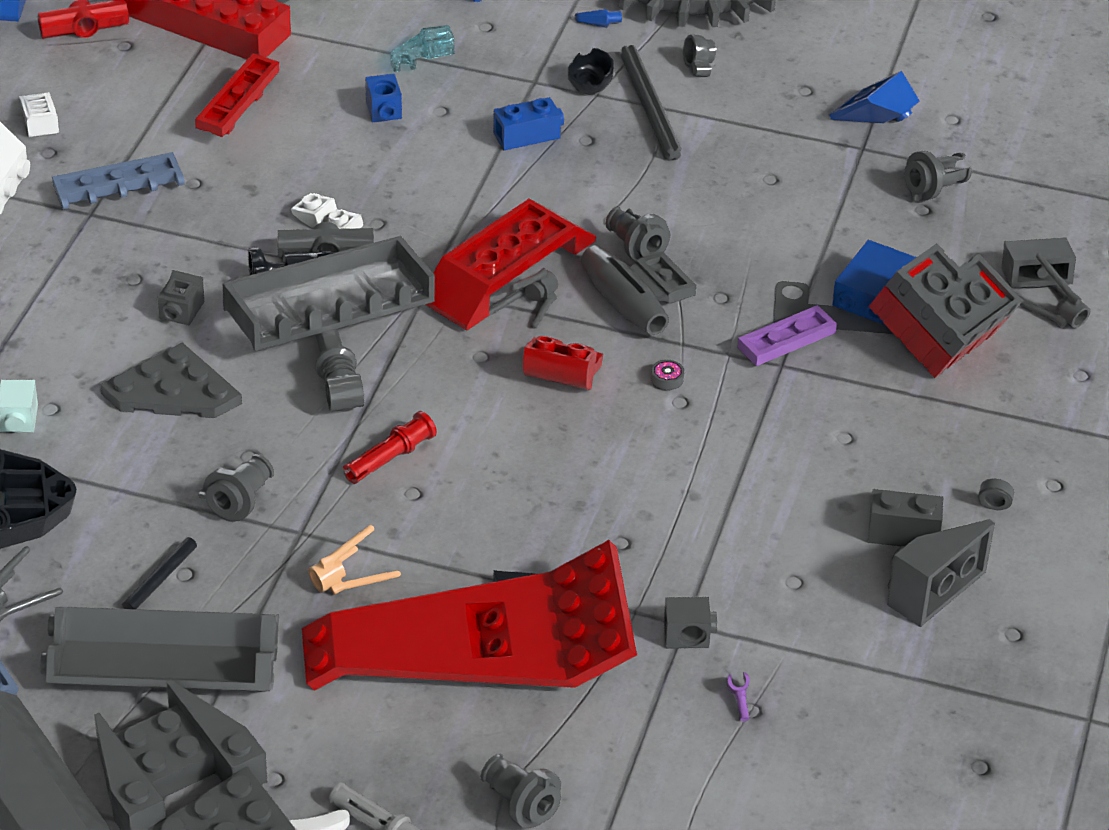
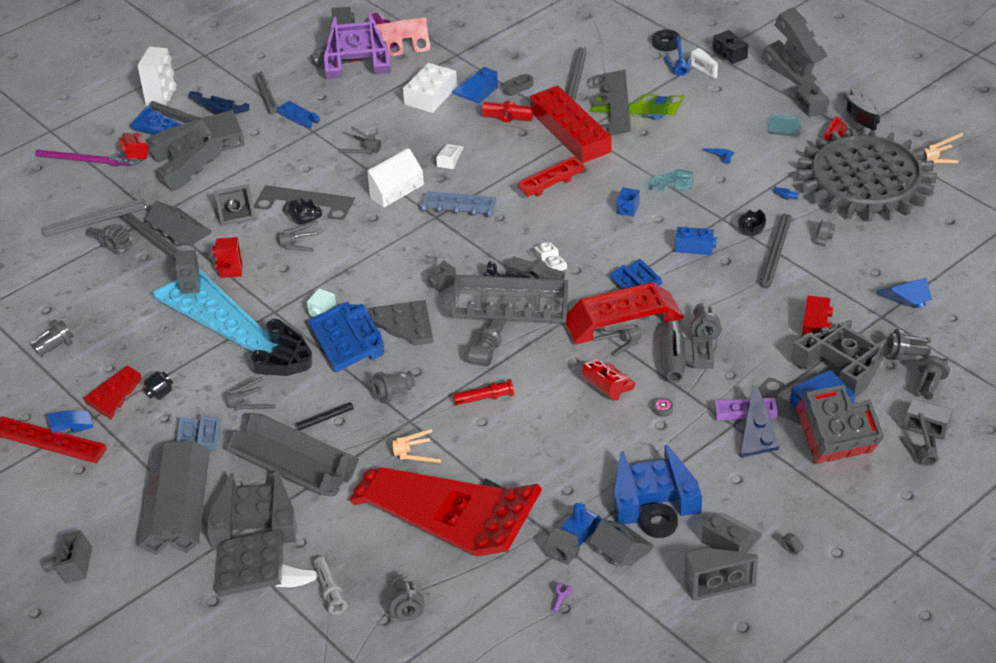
camera: 35 degrees right, 0 degrees up
(98, 438) = (347, 335): none -> blue plate
(479, 202) = (635, 275): none -> blue slope
(690, 573) = (581, 523): none -> blue beam
(748, 481) = (654, 483): none -> blue wedge
(765, 586) = (619, 543): none -> dark grey slope
(787, 175) = (817, 314): none -> red brick
(790, 549) = (654, 530): none -> black tyre
(829, 356) = (759, 432): none -> wing
(861, 205) = (845, 348): none -> dark grey wedge
(997, 194) = (933, 370): none -> dark grey piece

